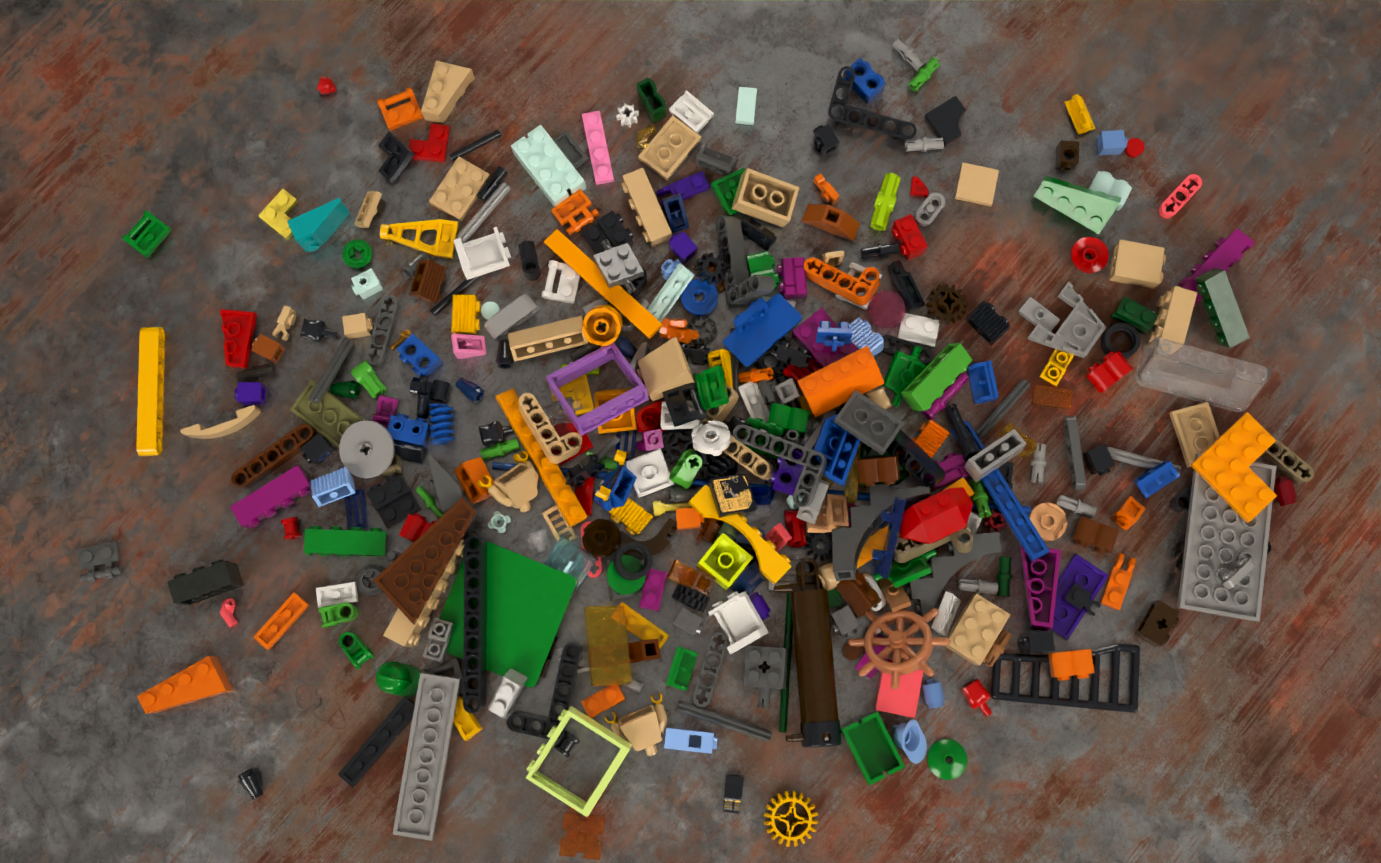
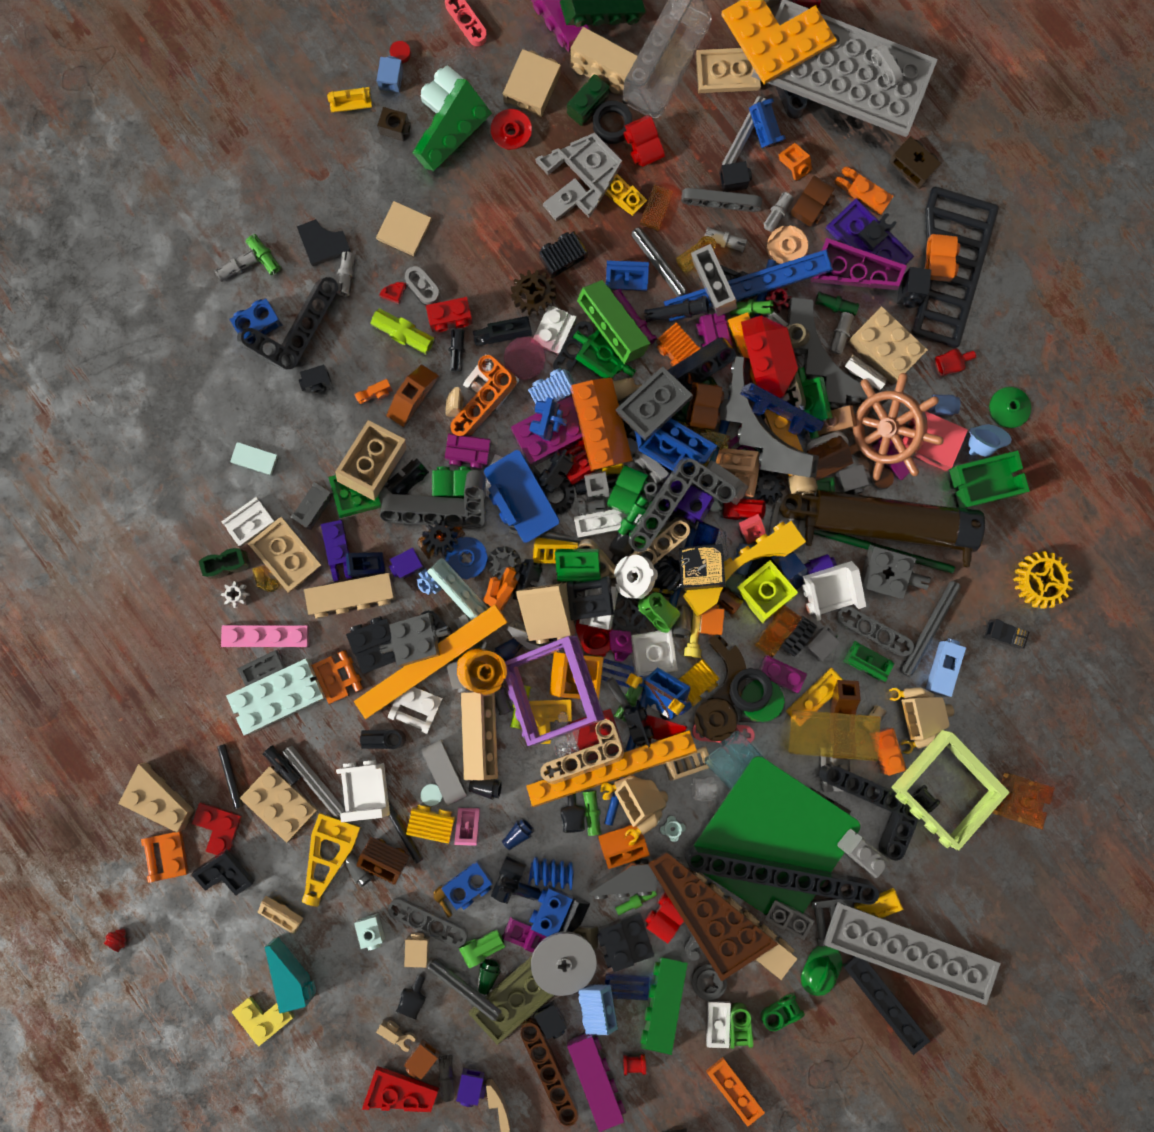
camera: 85 degrees left, 5 degrees up
(348, 253) = (326, 946): green gear -> none
(755, 375) = (570, 515): orange axle -> none
(997, 648) = (911, 327): medium nougat axle -> none

